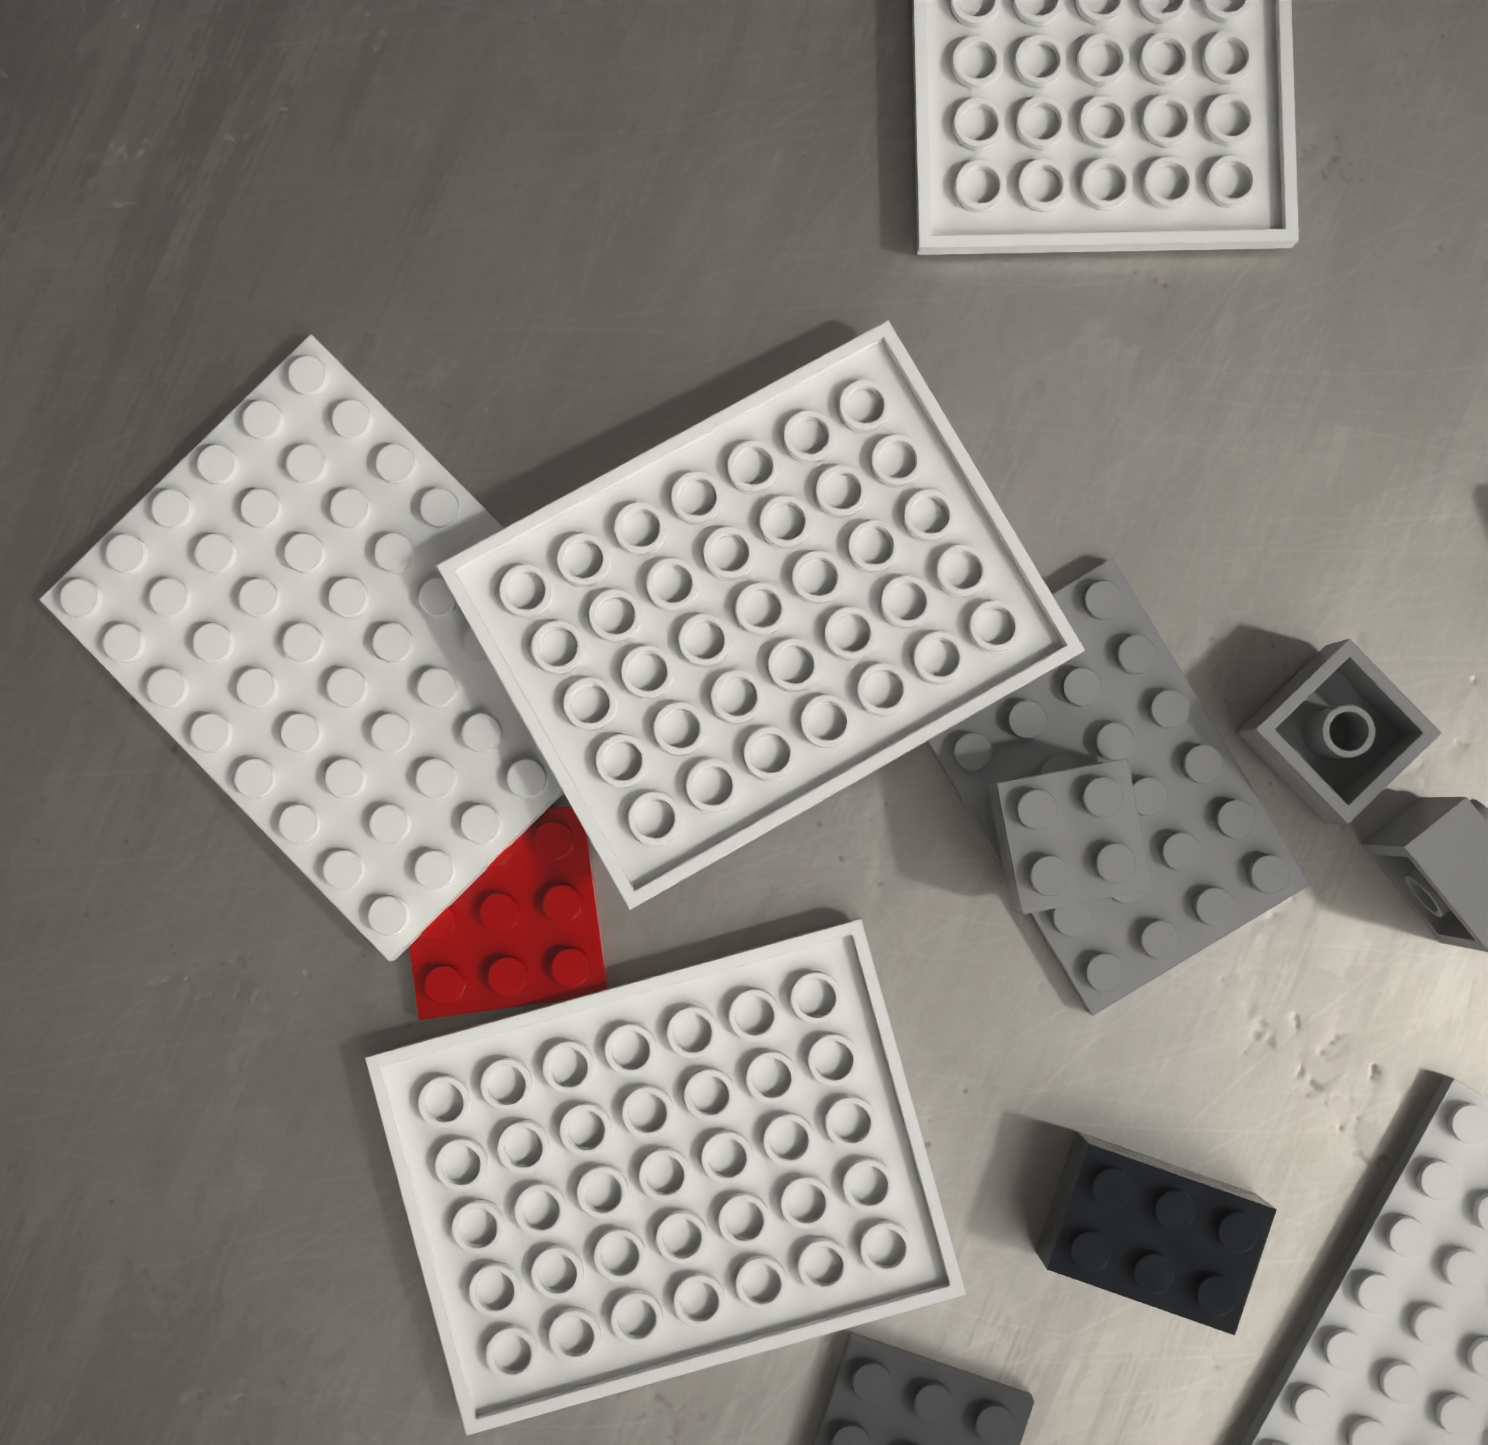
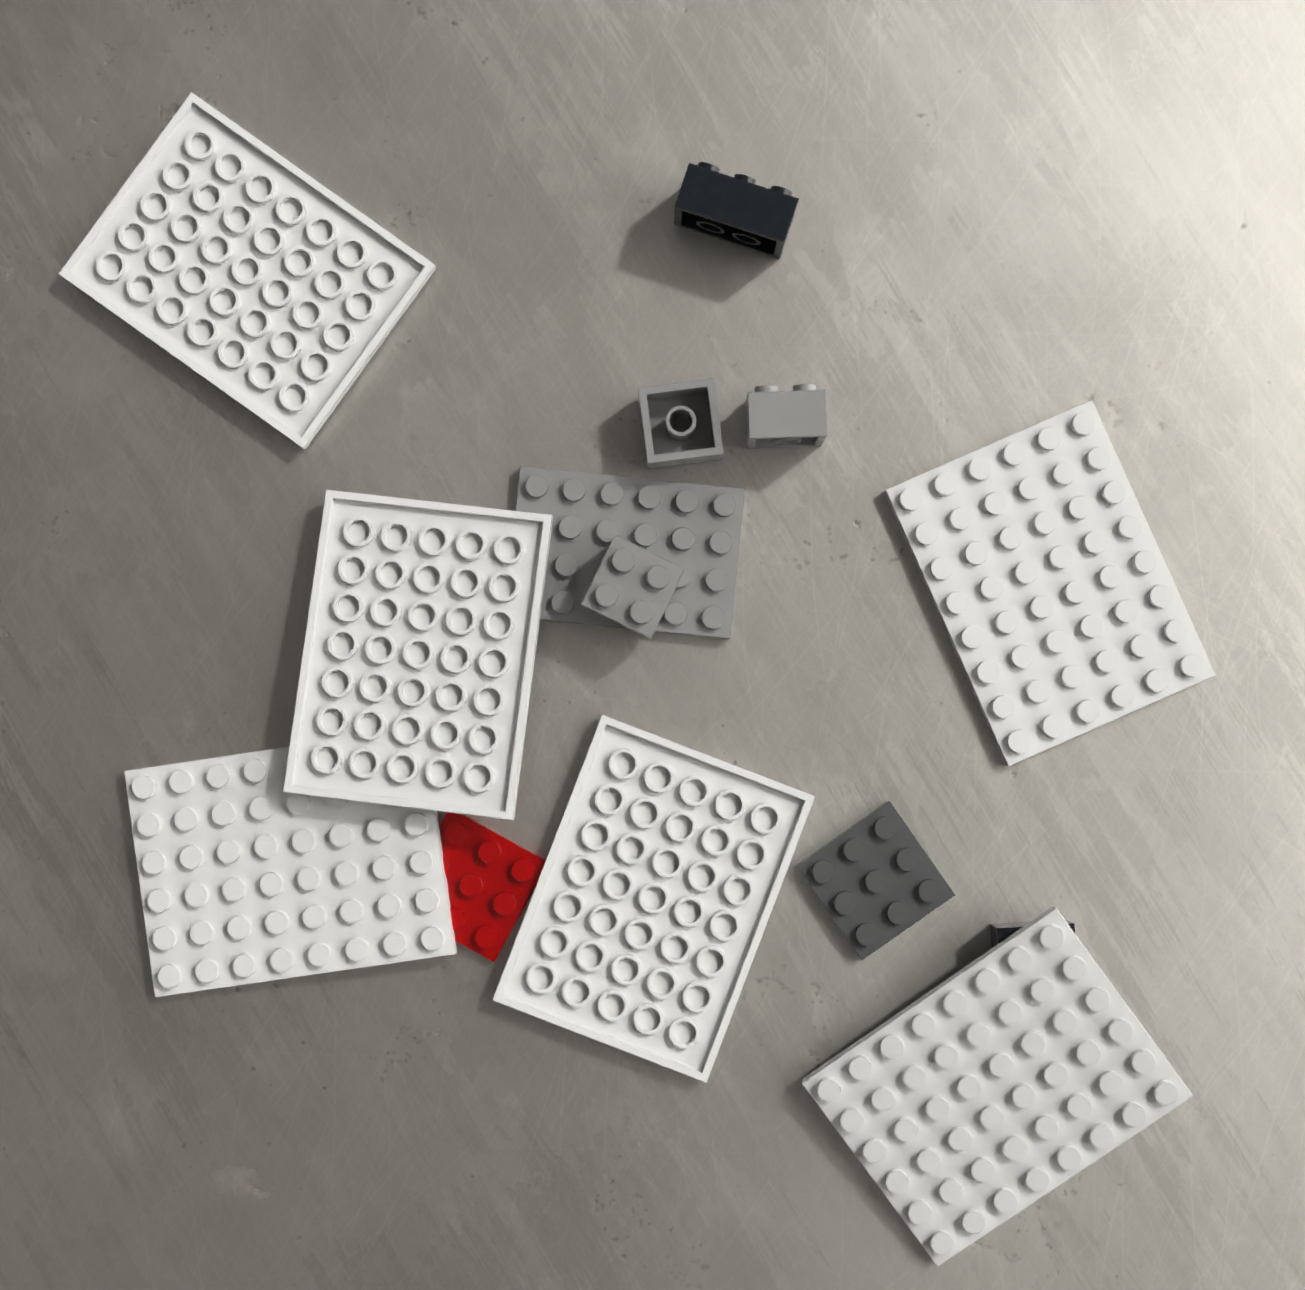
camera: 55 degrees left, 0 degrees up
(1155, 1233) = (851, 685): black brick -> none

